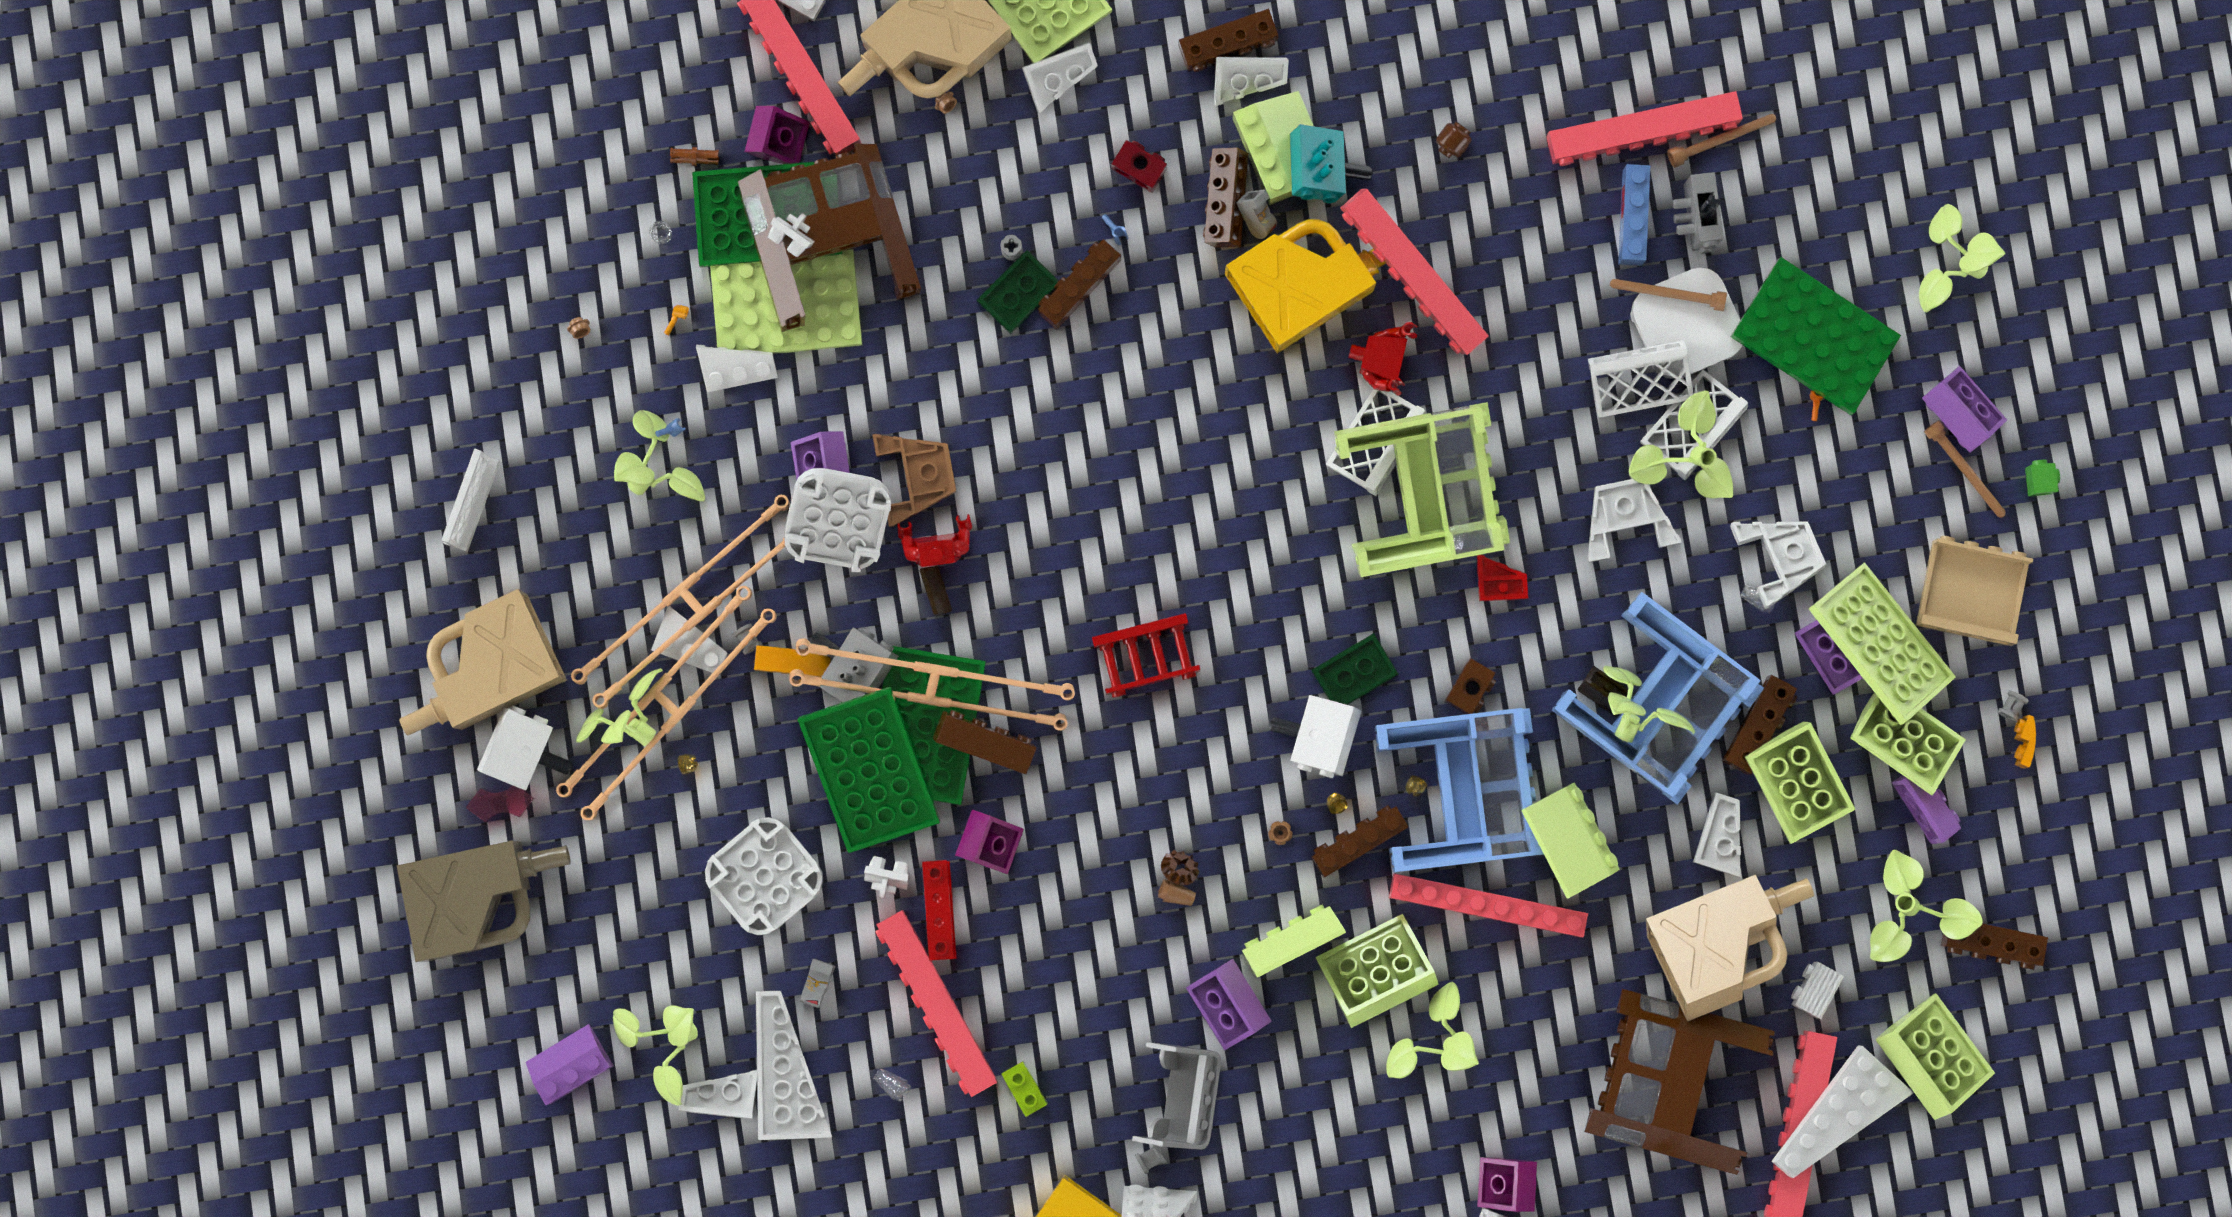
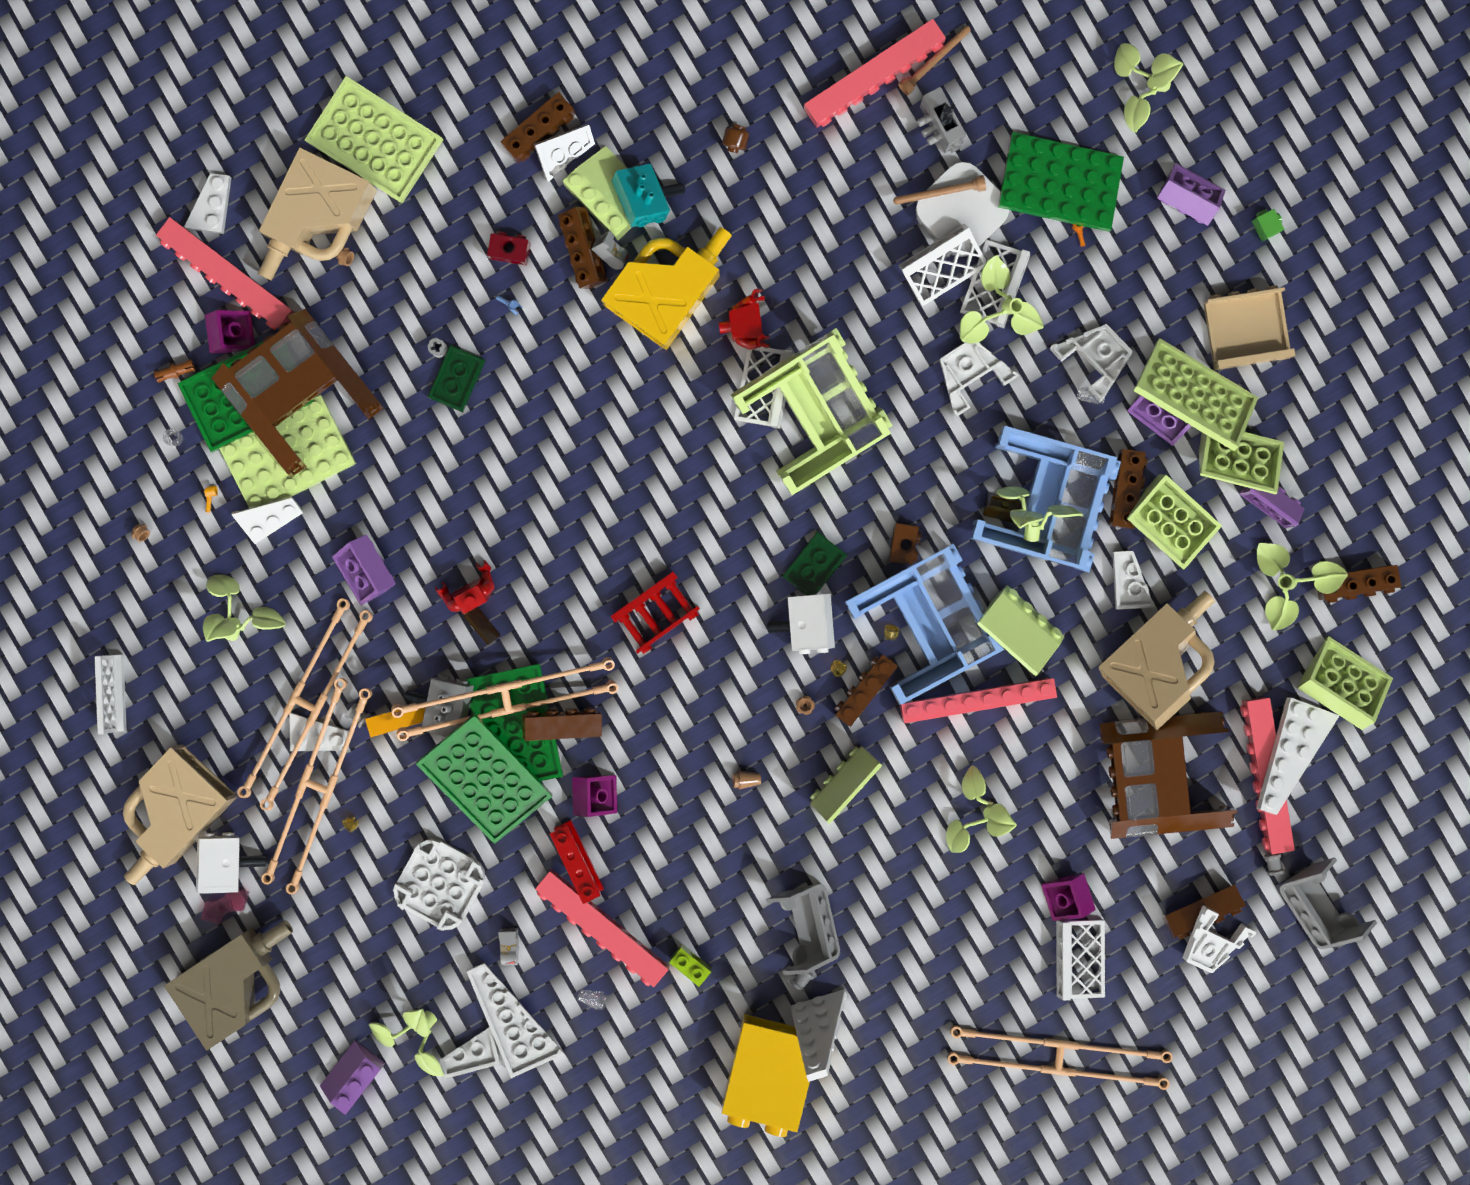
camera: 25 degrees left, 5 degrees up
(636, 728) = (301, 815): yellowish green plant -> none
(672, 428) = (240, 581): medium blue hand -> none
(781, 228) = (255, 403): white hips -> none
(837, 518) = (387, 602): white tile -> none
(884, 879) = (537, 847): white hips -> none
(926, 471) = (441, 541): medium nougat wing -> none
(1056, 74) = (420, 203): white wing -> none
(1079, 284) = (499, 355): reddish brown brick -> none
(1183, 876) = (746, 765): reddish brown gear -> none
(1228, 1004) = (815, 845): medium lavender slope -> none
(1377, 970) = (914, 779): yellowish green slope -> none
(1414, 272) = (743, 249): coral brick -> none
(1499, 581) = (895, 457): red wing -> none
(1634, 215) = (892, 142): medium blue brick -> none
(1816, 989) = (1241, 668): white brick -> none
(1937, 432) = (1176, 219): medium nougat piece -> none
(2013, 714) = (1312, 401): light grey bush -> none
(2026, 733) = (1325, 418): light orange slope -> none

